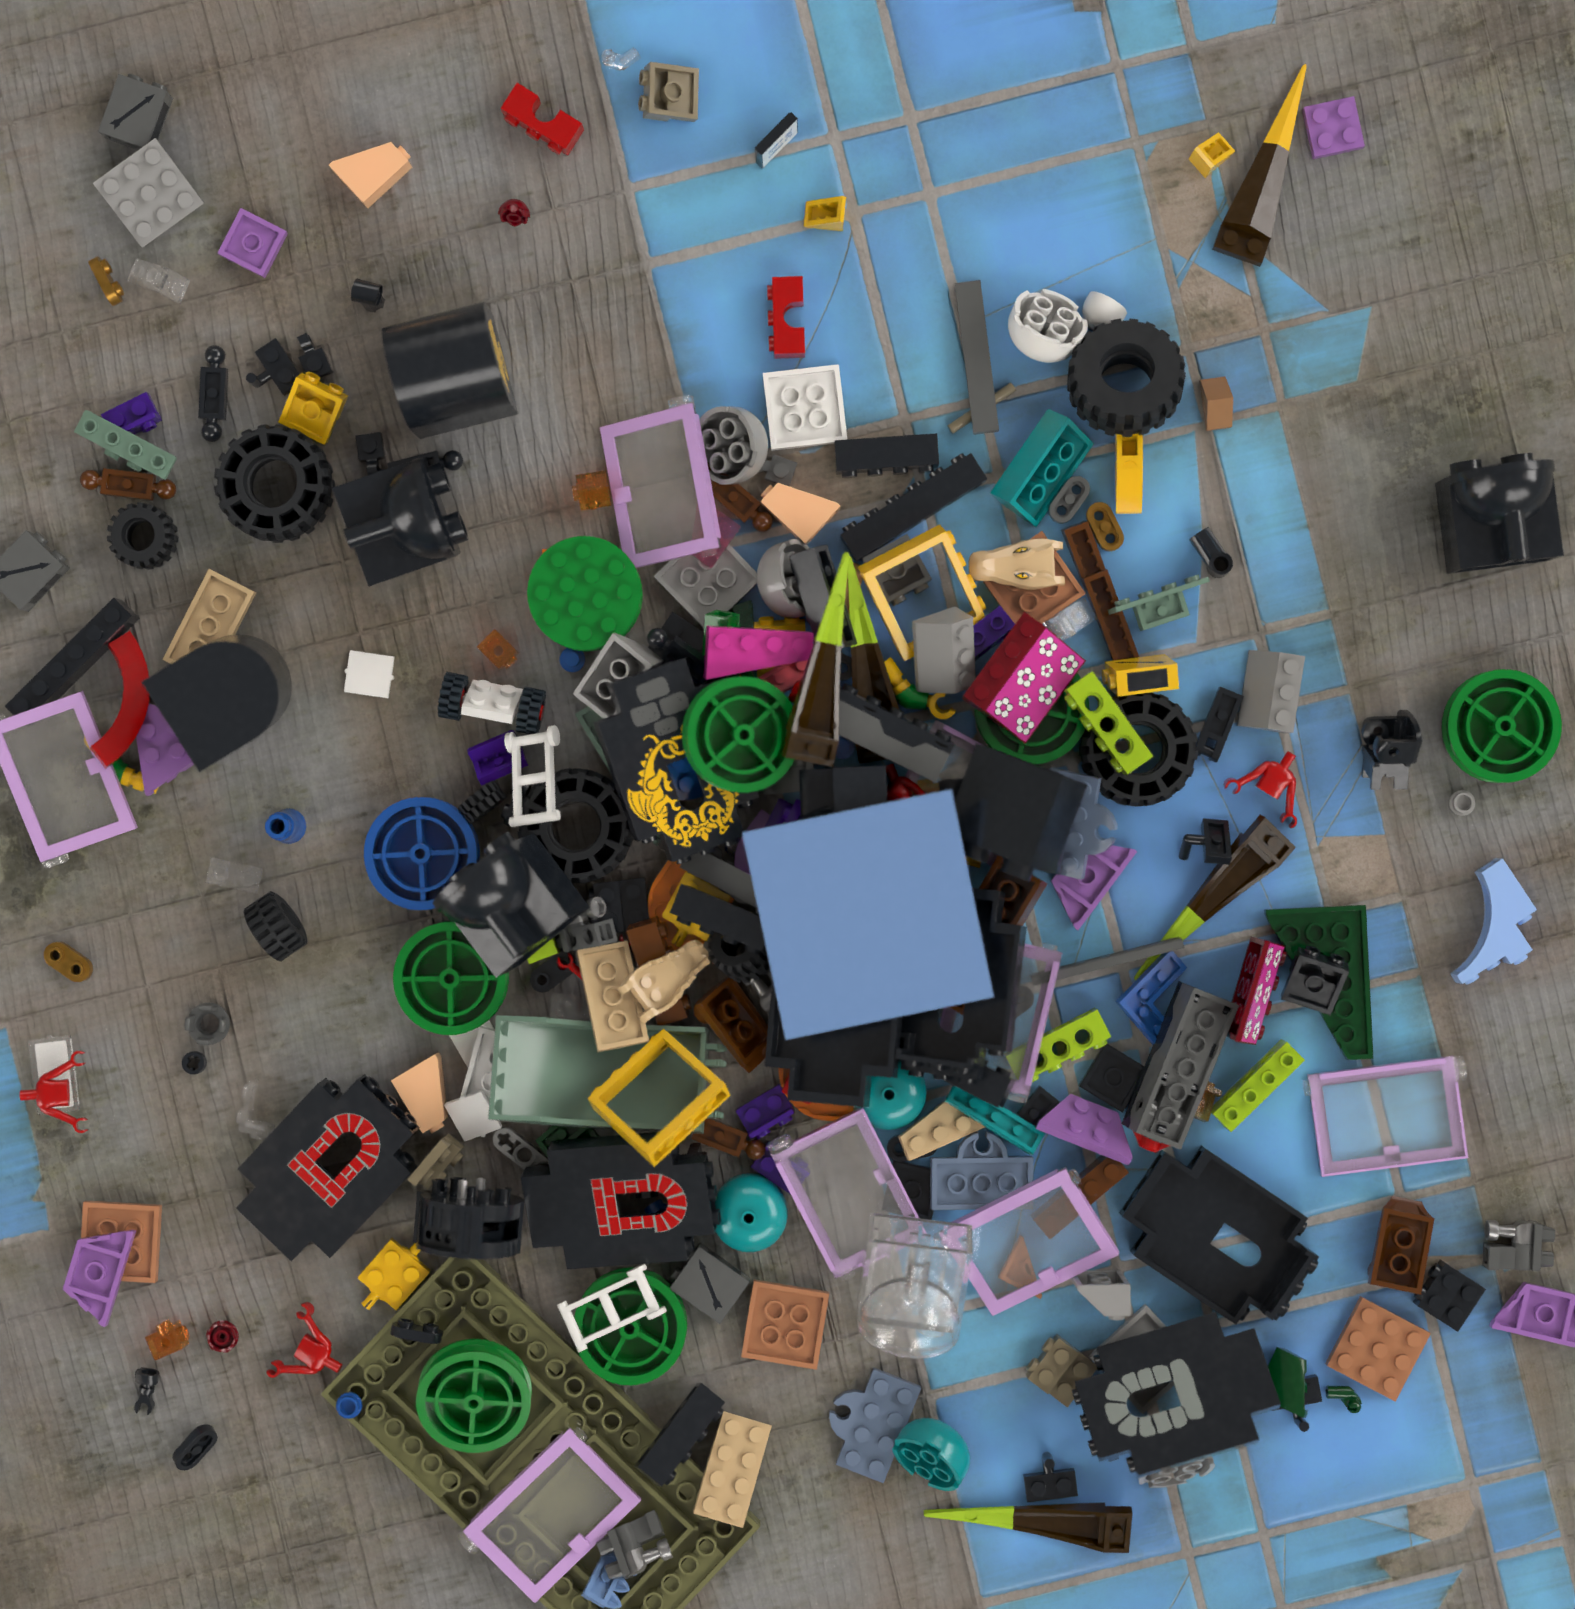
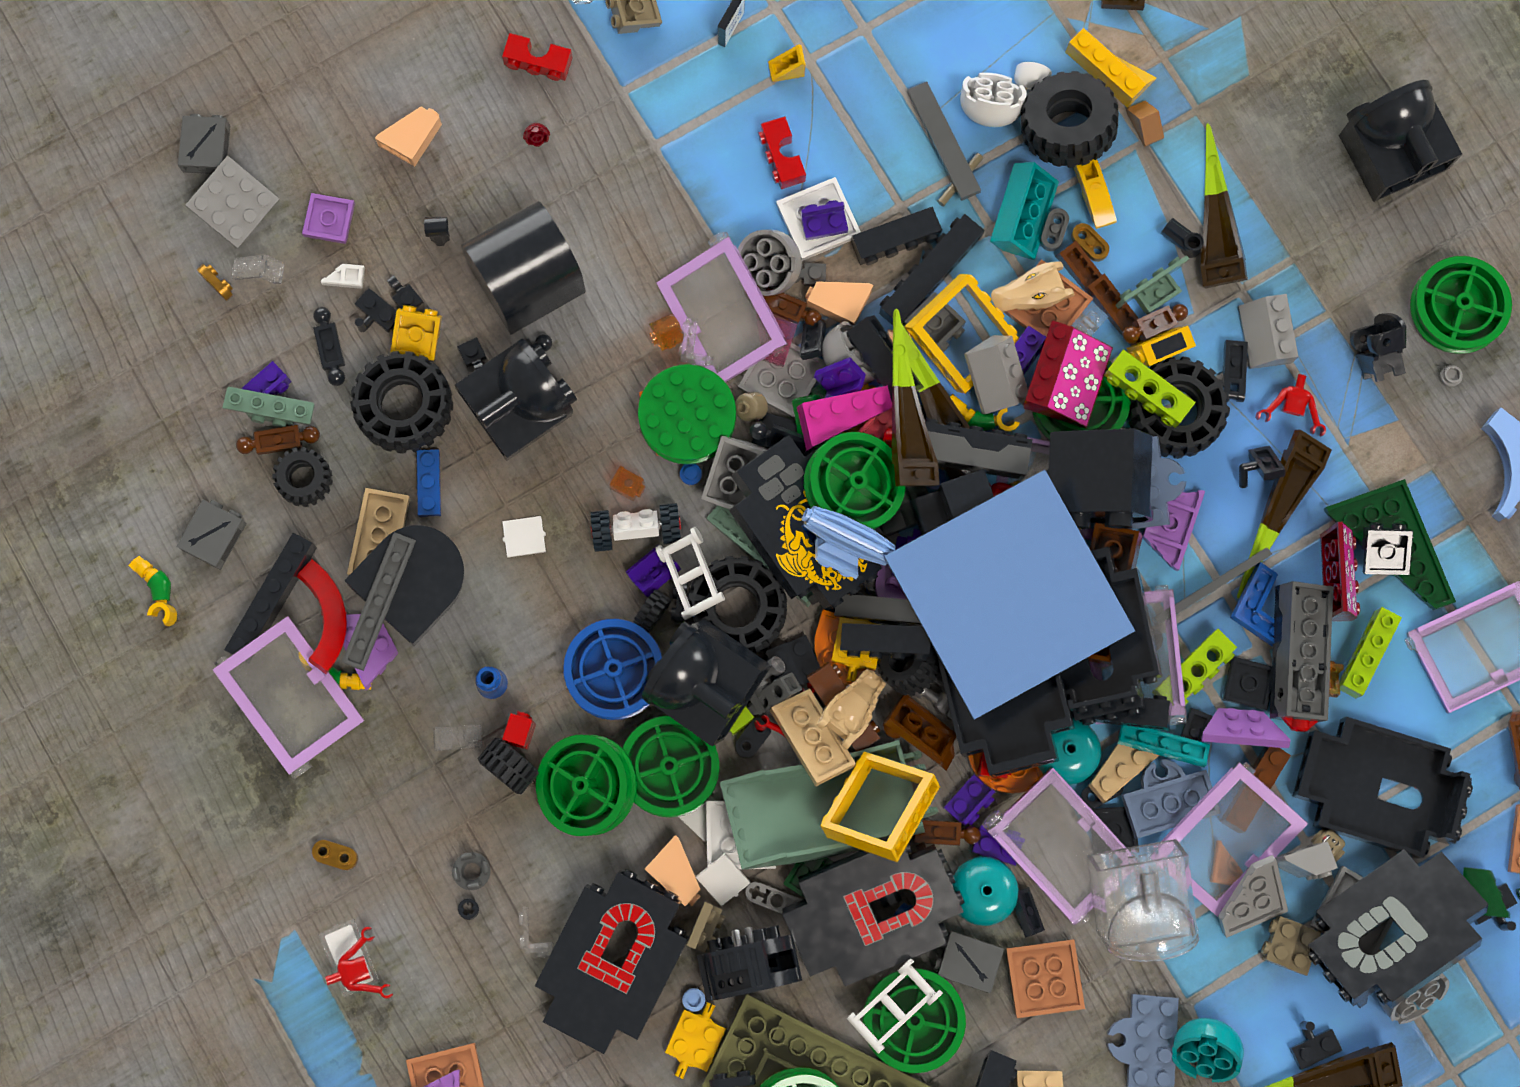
camera: 25 degrees left, 10 degrees down
(173, 716) = (378, 601): none -> dark grey tile
(255, 316) = (346, 276): none -> white tile
(281, 582) = (428, 483): none -> blue plate
(299, 891) = (519, 730): none -> red brick
(353, 972) = (586, 785): none -> green wheel
(403, 1231) = (693, 999): none -> light blue tile
(607, 519) = (687, 347): none -> clear bracket
(660, 605) = (751, 406): none -> dark tan head
(705, 801) = (844, 541): none -> light blue plate
(752, 548) = (812, 340): none -> black plate
(767, 608) = (841, 378): none -> dark purple bracket
(789, 1251) = (1028, 914): none -> black plate
(808, 413) = (824, 220): none -> dark purple bracket
(1036, 1312) = (1255, 898): none -> light grey plate
(1140, 1278) = (1335, 842): none -> dark tan head
(1145, 644) = (1155, 323): none -> reddish brown plate
(1198, 330) = (1120, 76): none -> yellow wedge
(1252, 580) = (1222, 249): none -> dark brown plate

